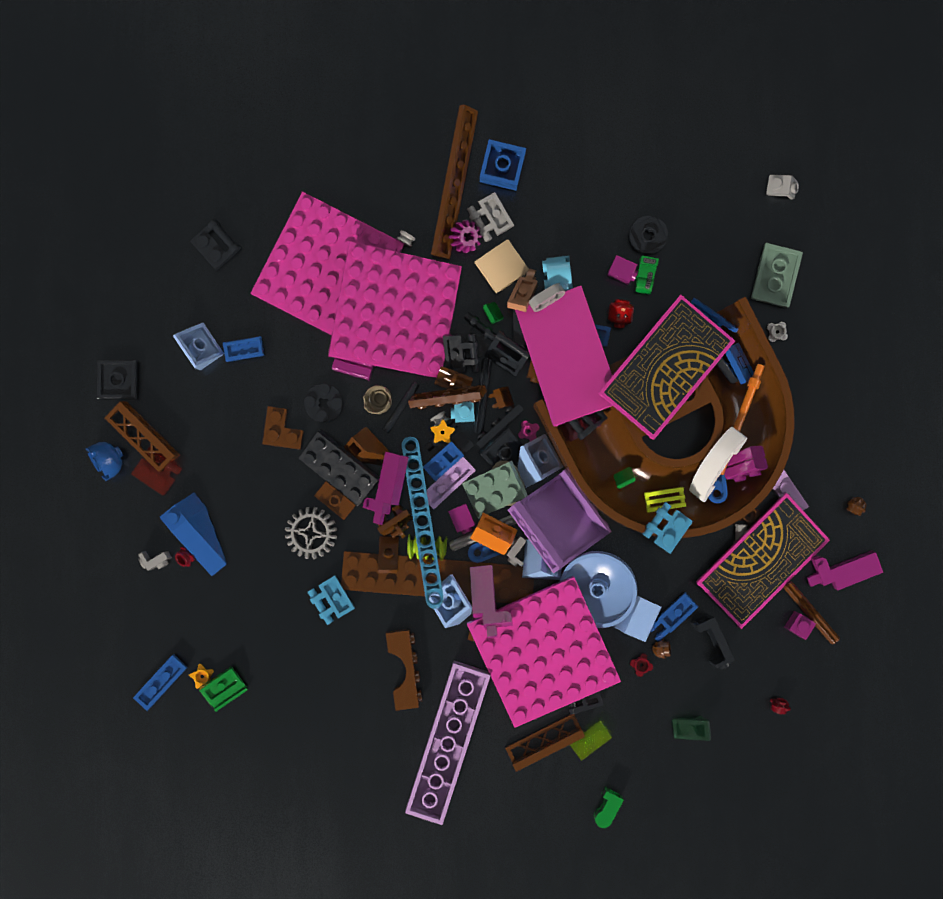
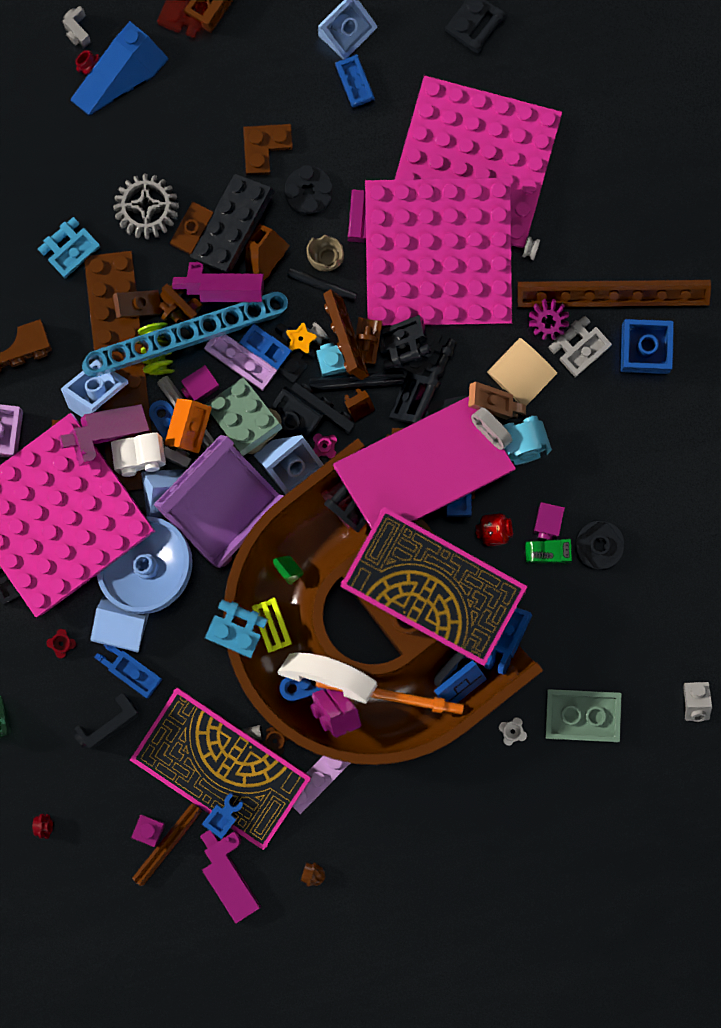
camera: 80 degrees right, 5 degrees down
(493, 312) = (462, 373): green slope -> none
(509, 577) = (138, 454): none -> white brick
(662, 649) = (86, 665): reddish brown plate -> none
(802, 567) = (221, 817): none -> blue plate

